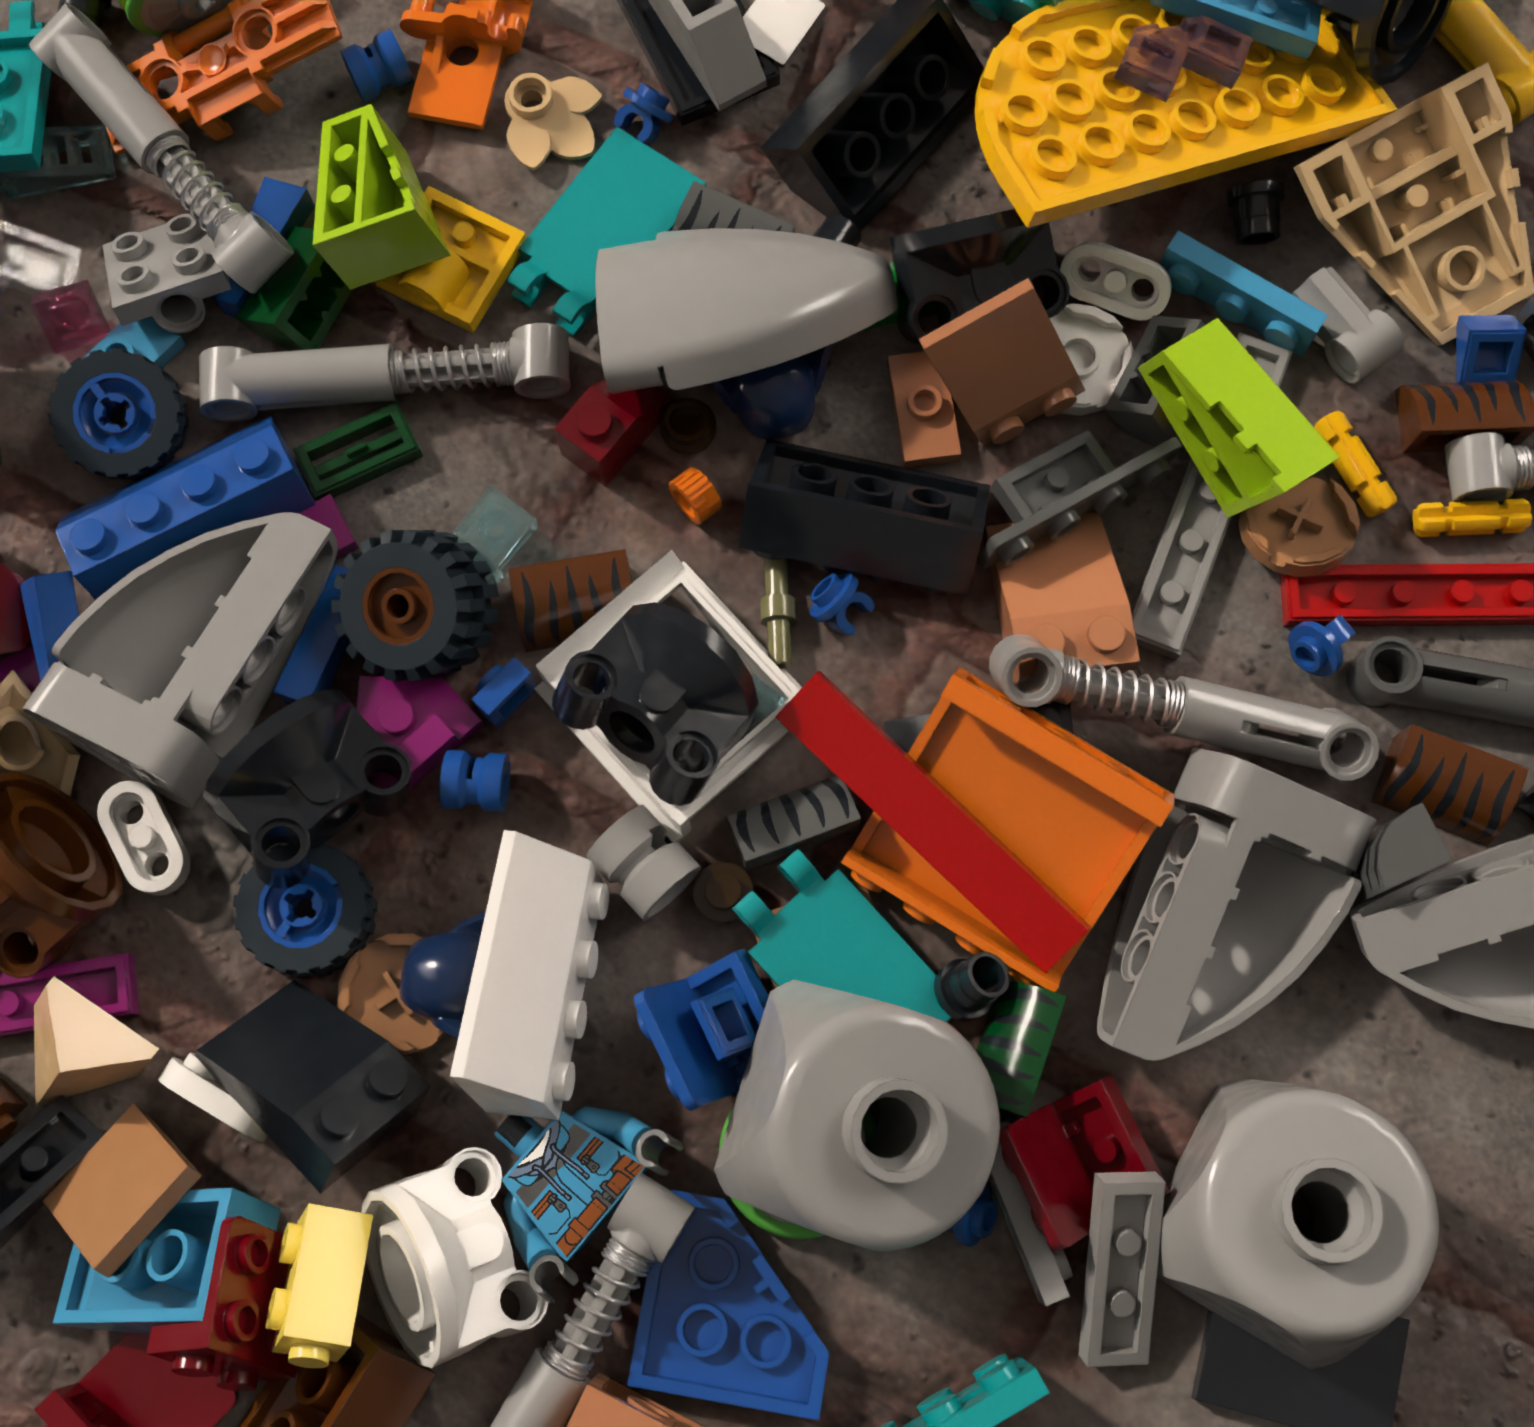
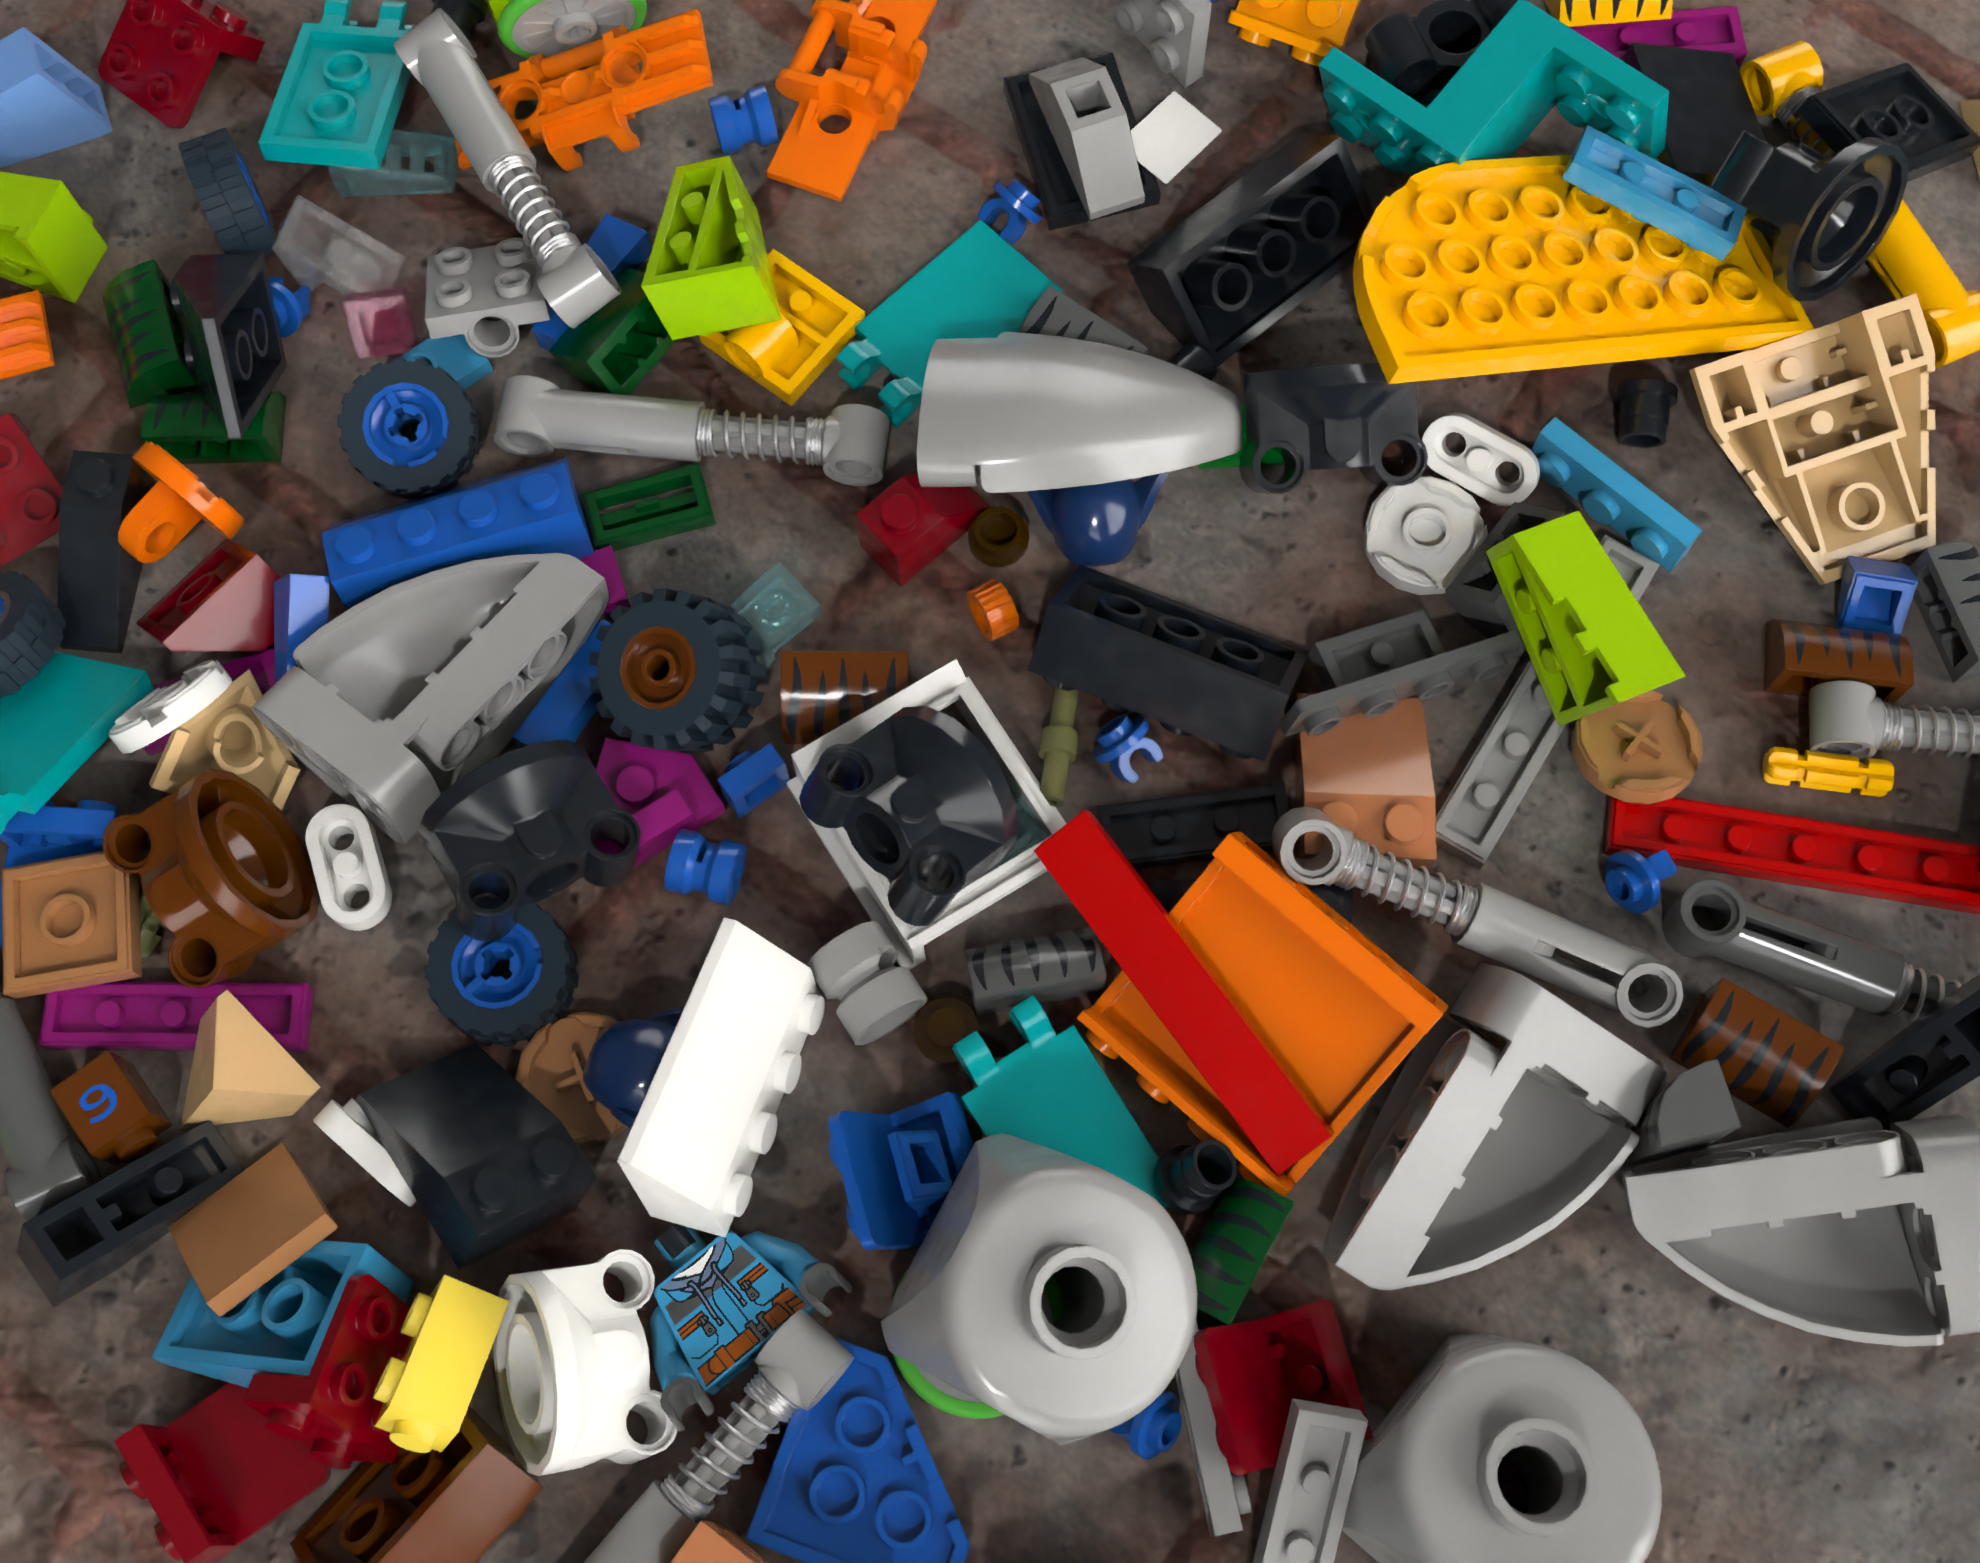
camera: 10 degrees right, 5 degrees down
(555, 124) = (915, 208): tan plate -> none
(914, 663) = (1192, 824): none -> black tile
(922, 411) = (1252, 560): nougat plate -> none
(1004, 364) = (1342, 523): nougat slope -> none
(1198, 44) = (1606, 227): tile -> none
(1353, 335) = (1728, 558): light grey piece -> none
(1356, 465) = (1709, 694): yellow axle -> none

